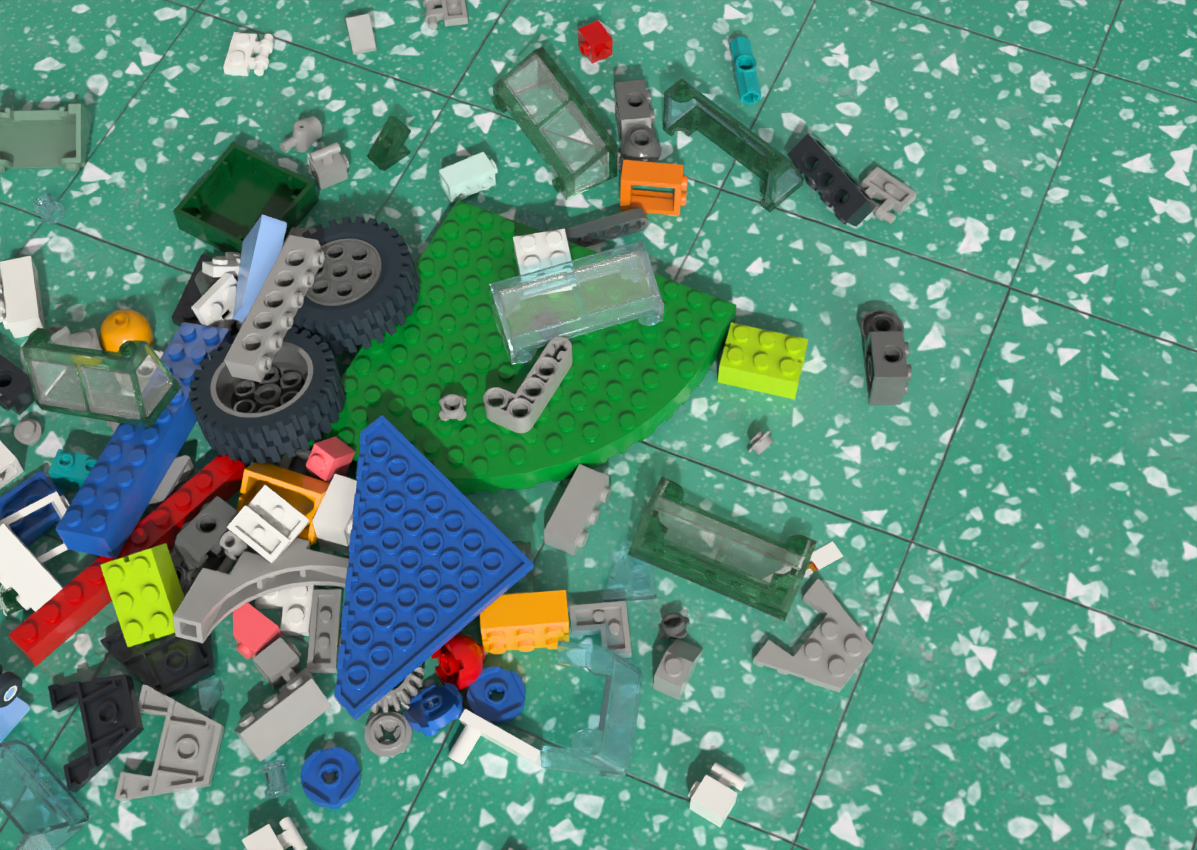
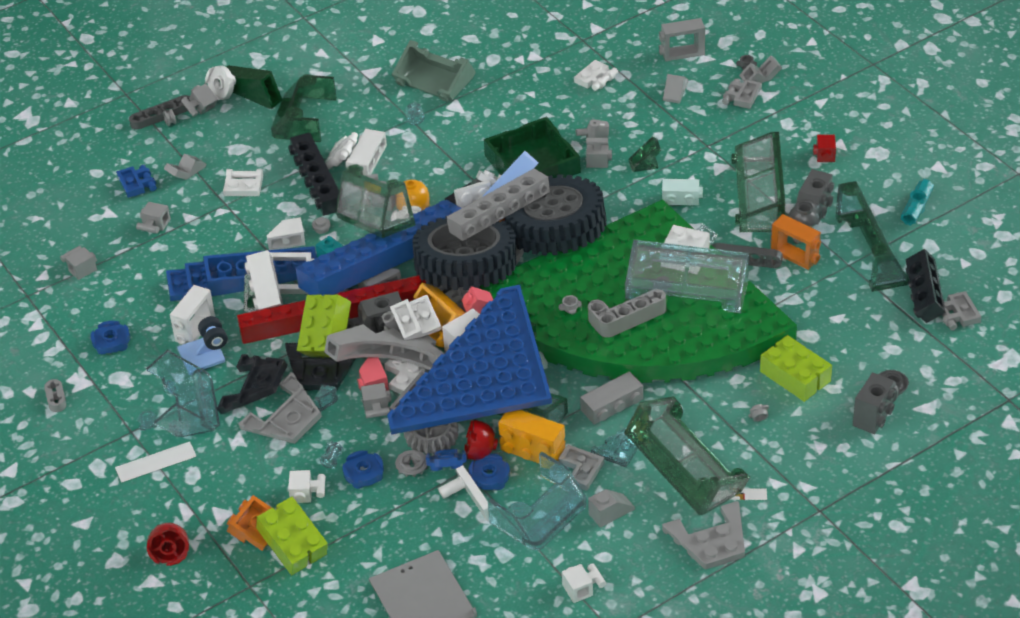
camera: 35 degrees right, 15 degrees down
(282, 717) = (356, 423): brick -> none
(674, 626) = (625, 484): dark grey plate -> none

